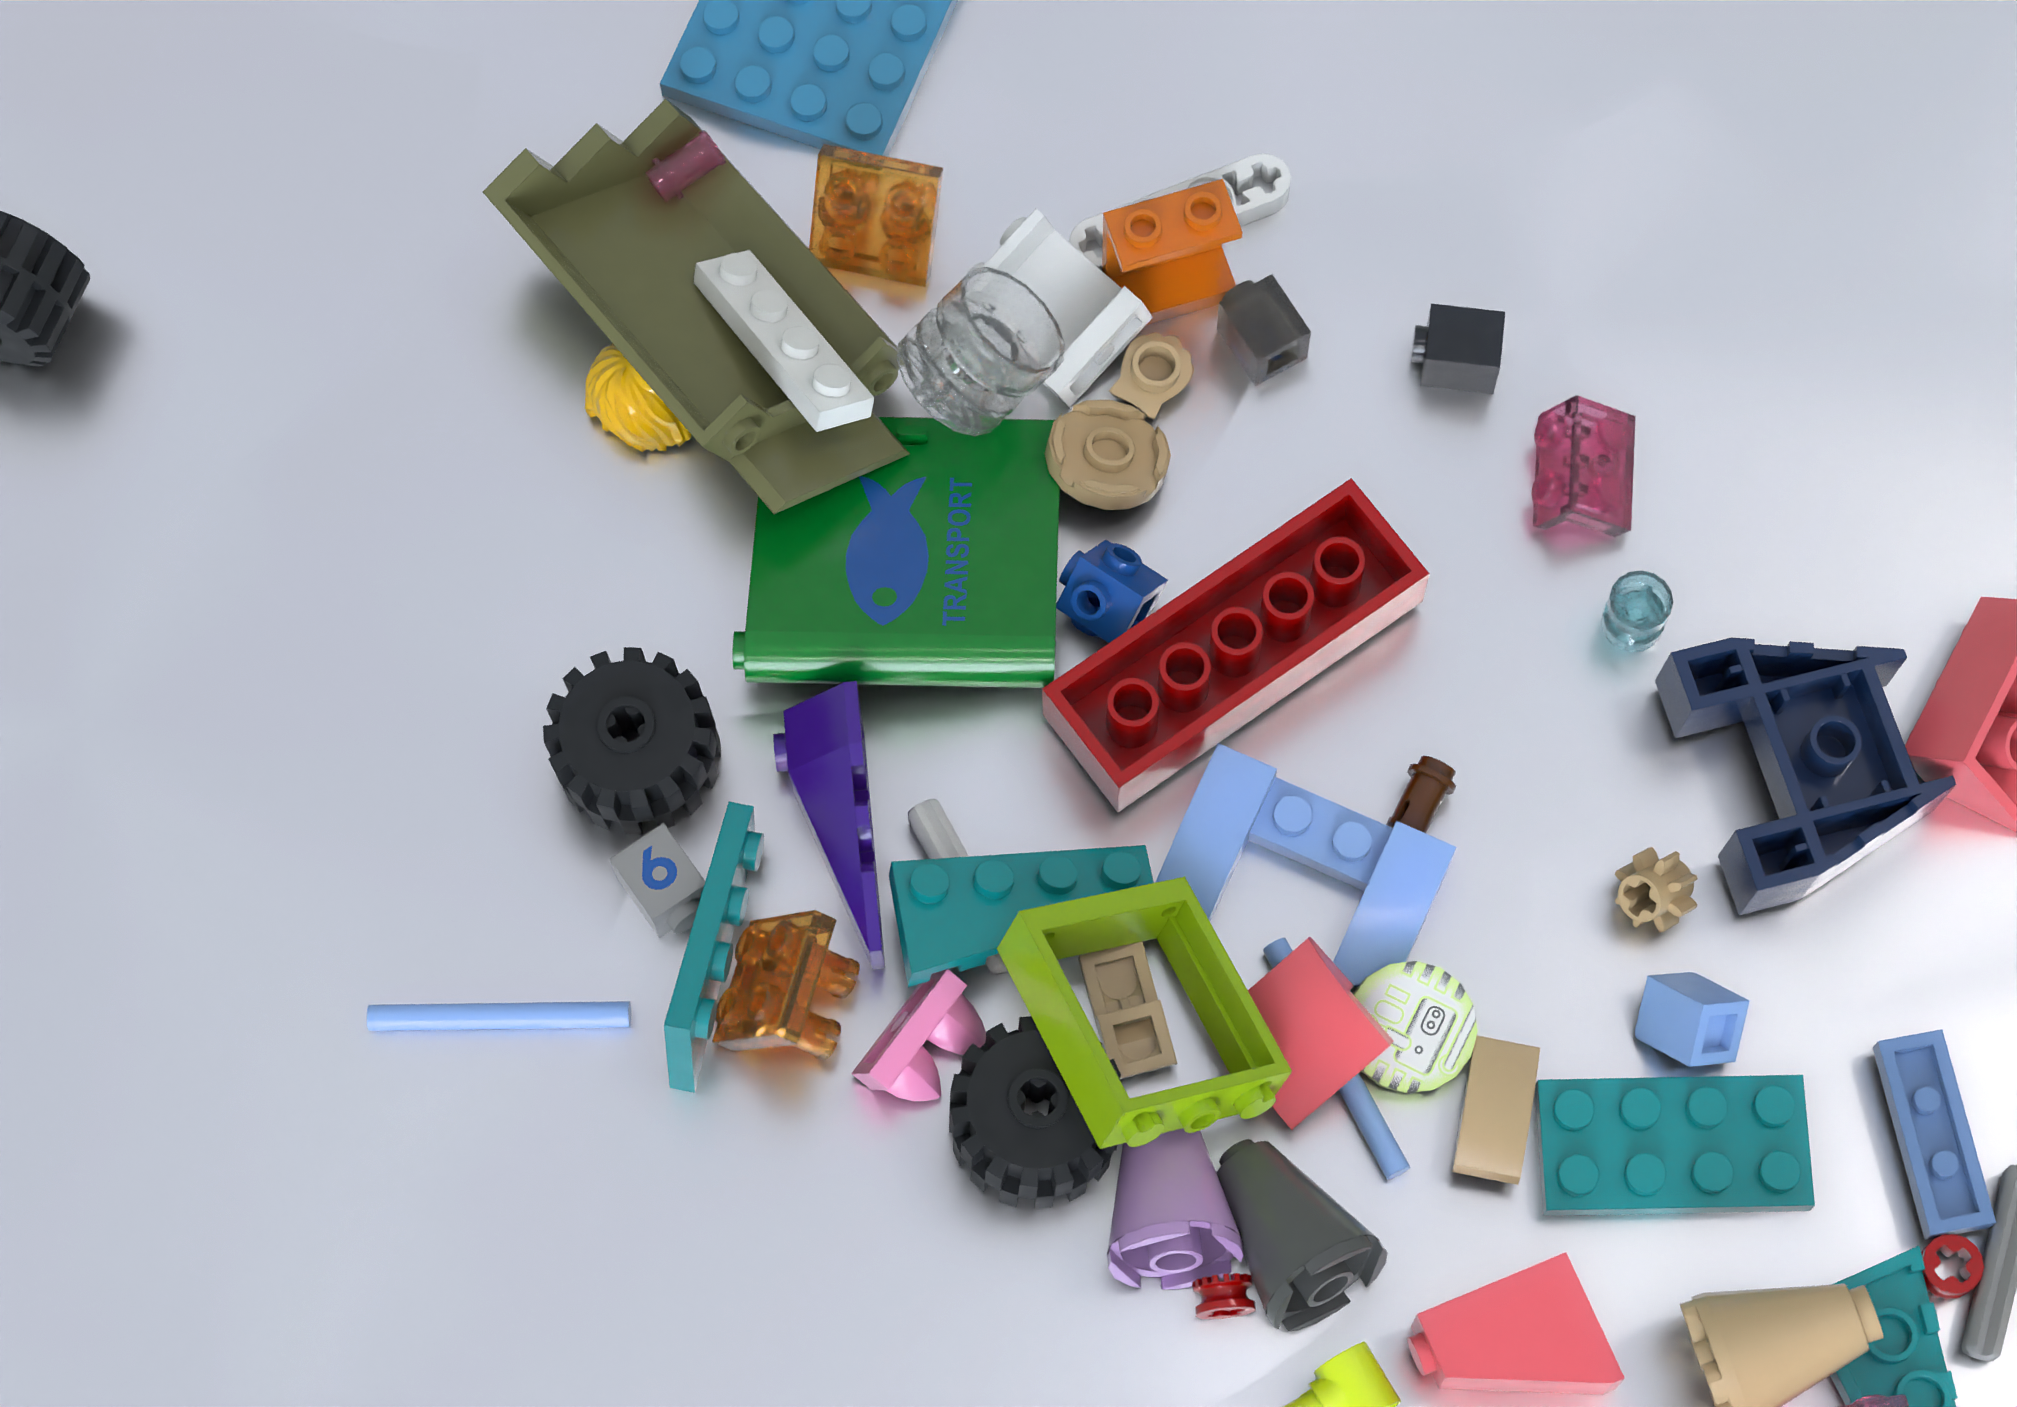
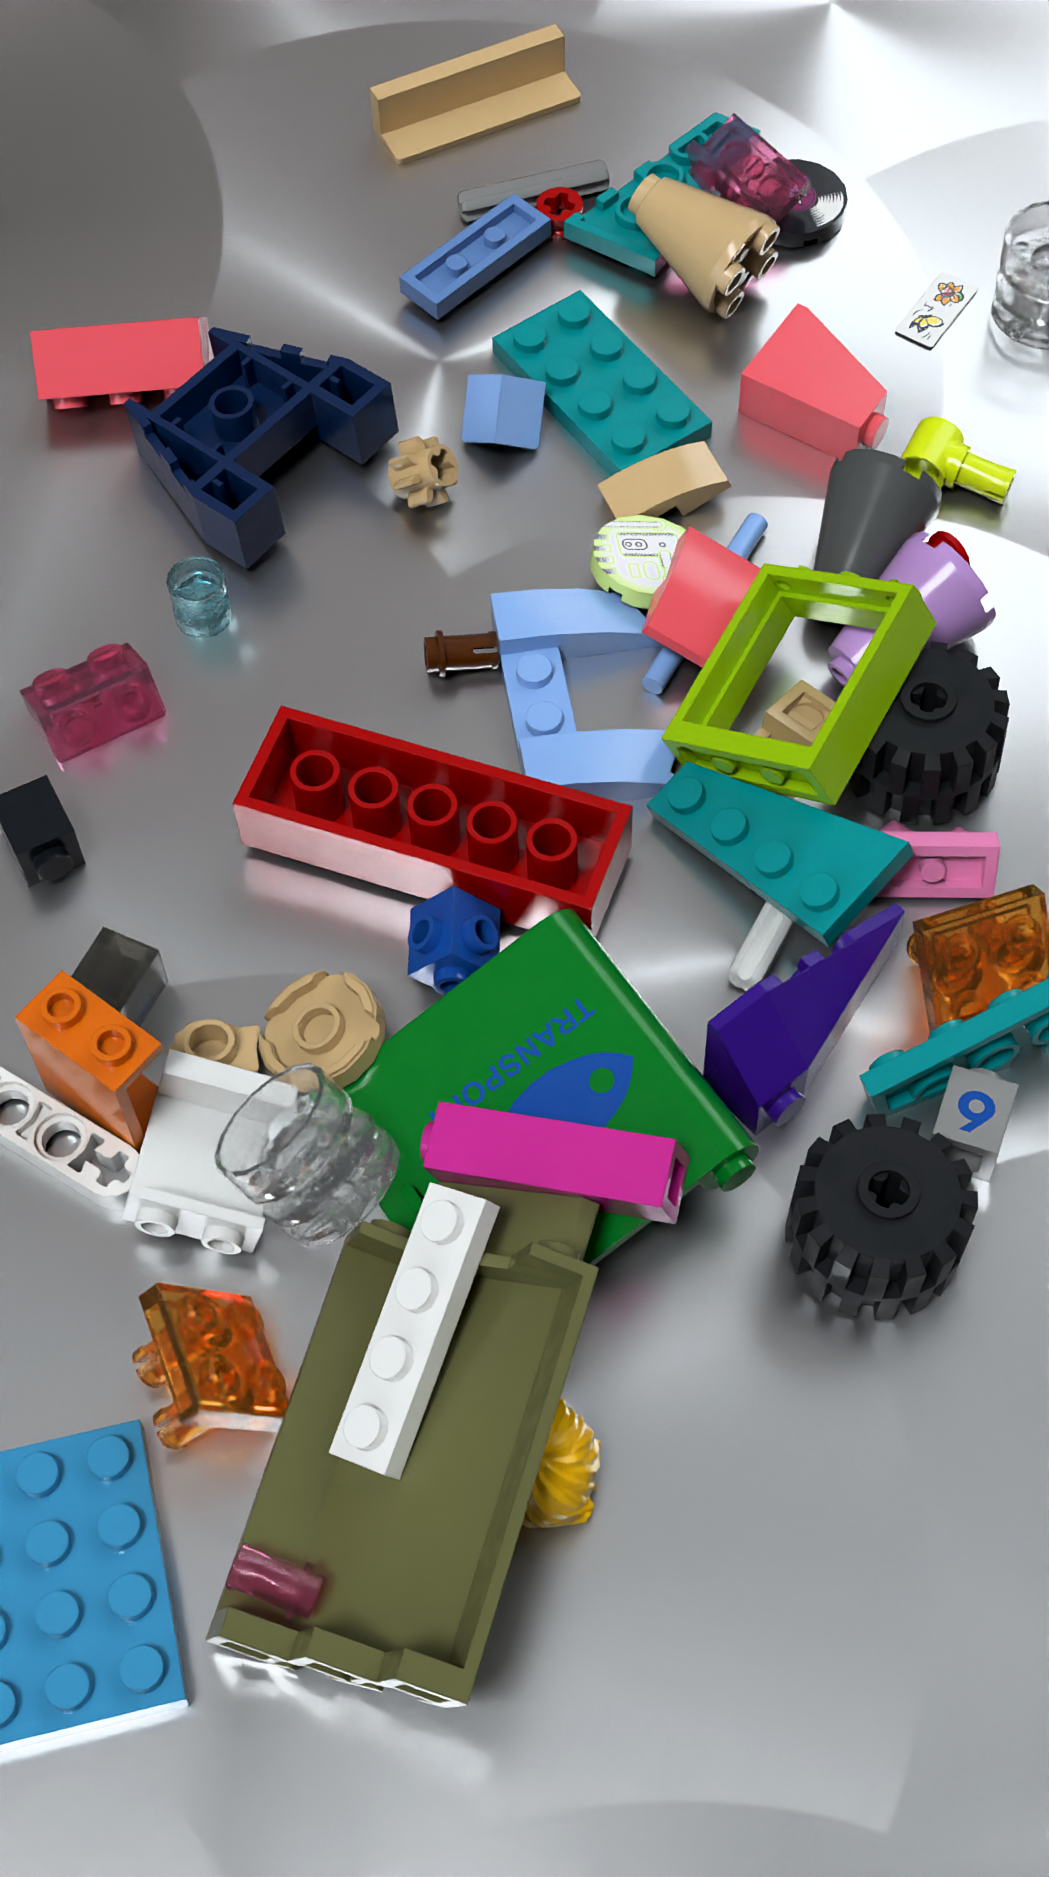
camera: 125 degrees left, 10 degrees down
(836, 514) = (514, 1151): none -> dark pink brick

